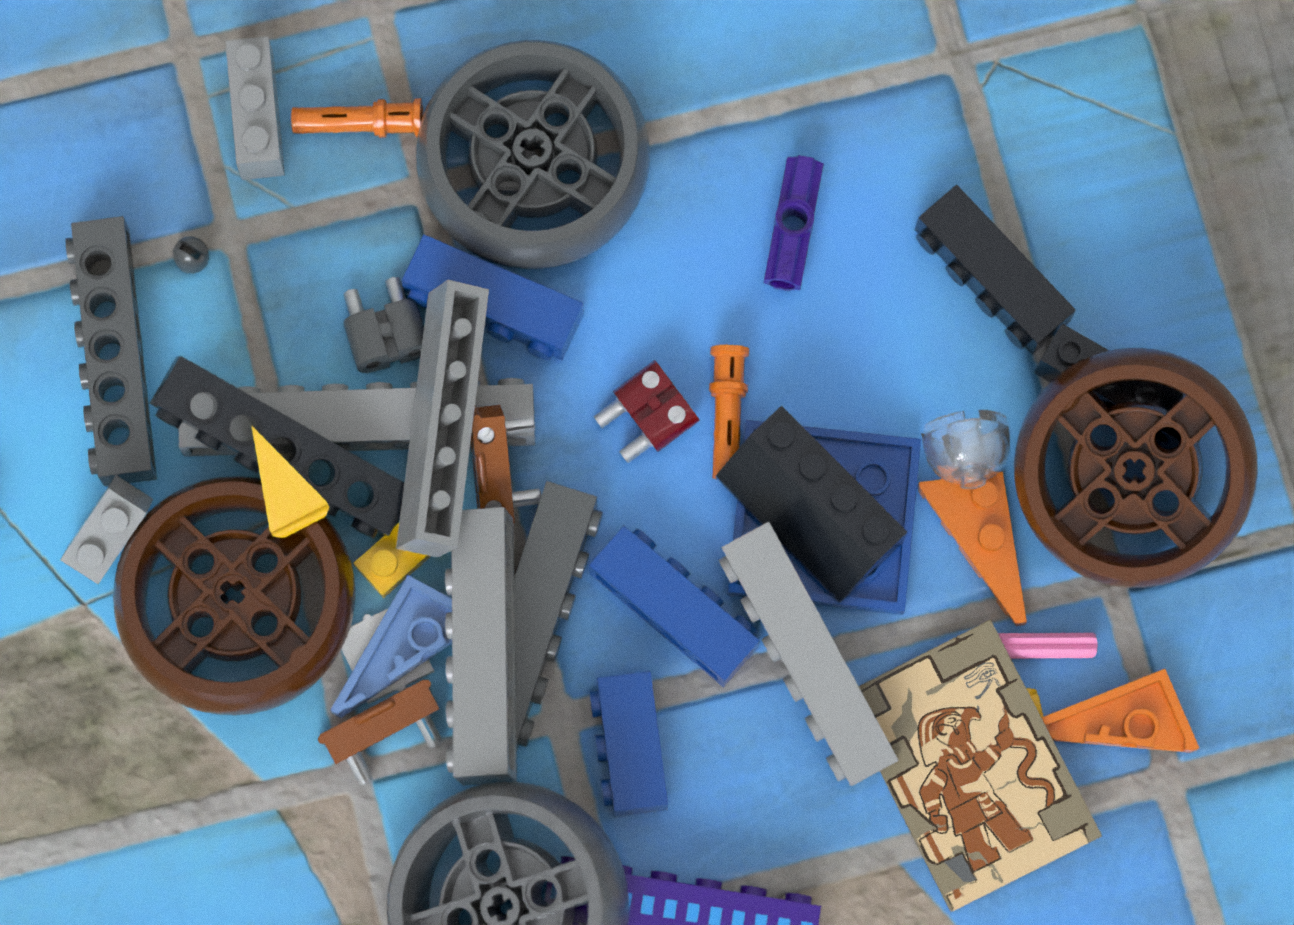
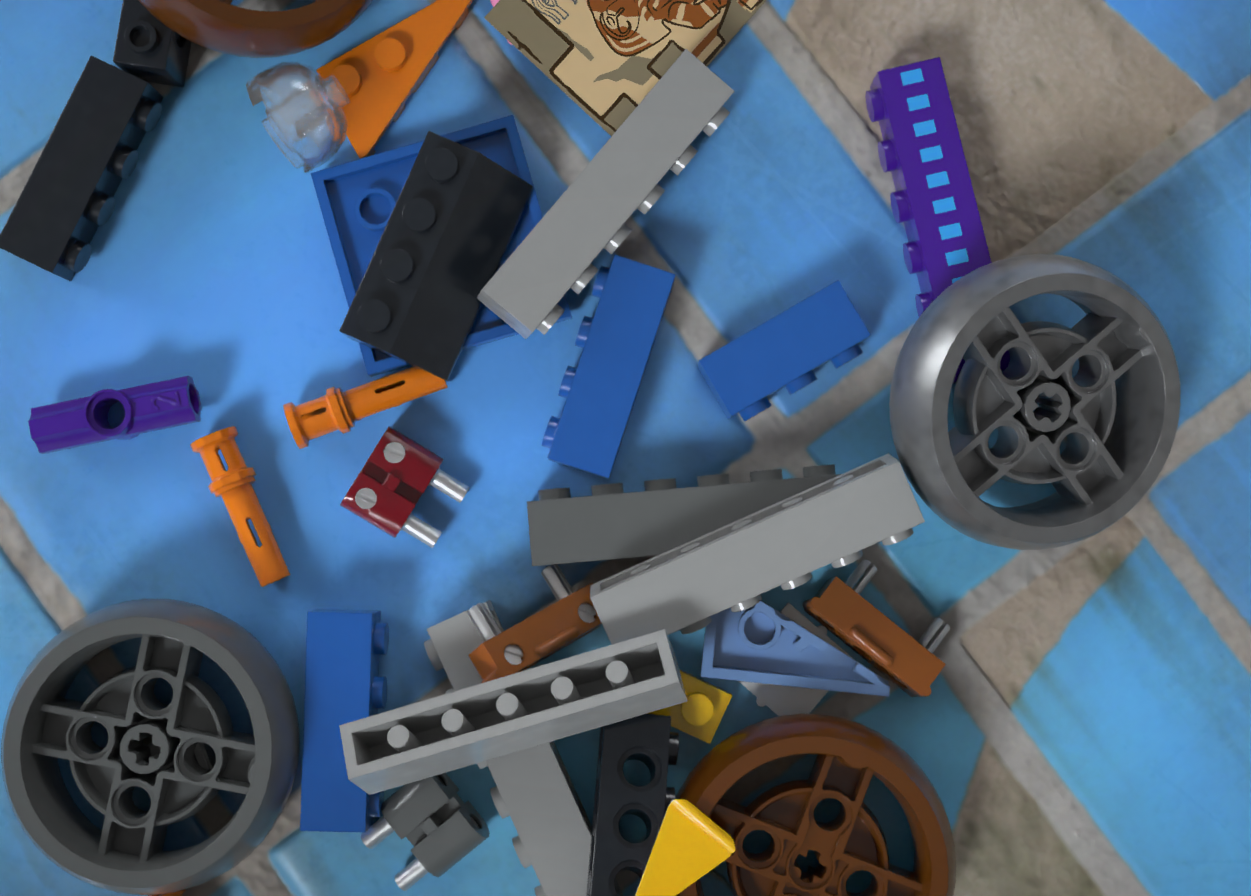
camera: 105 degrees left, 10 degrees up
(686, 289) = (241, 502): none -> orange pin

